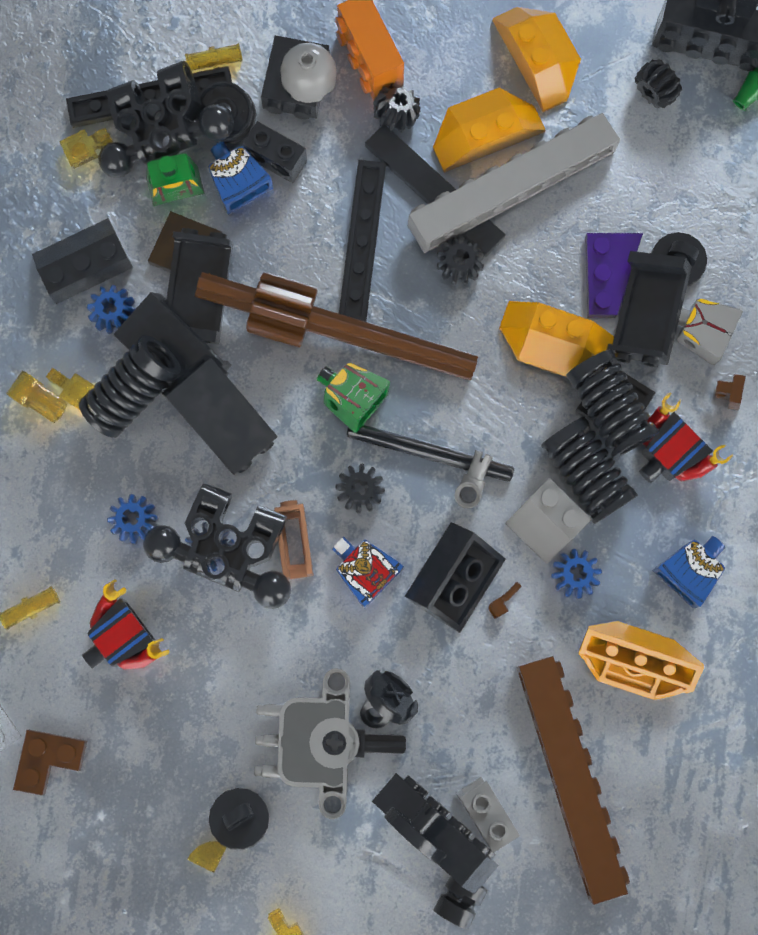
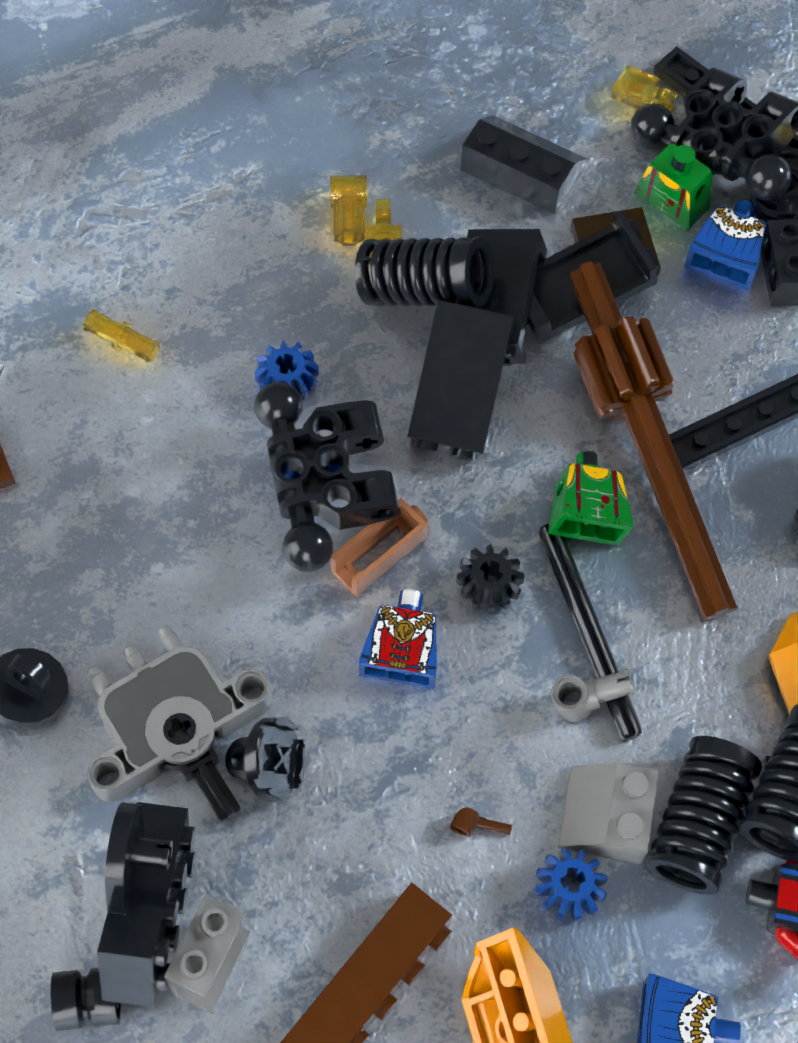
camera: 55 degrees right, 15 degrees down
(103, 302) = (493, 210): blue gear -> none
(120, 634) = (153, 435): torso -> none
(455, 576) = (466, 748): black slope -> none

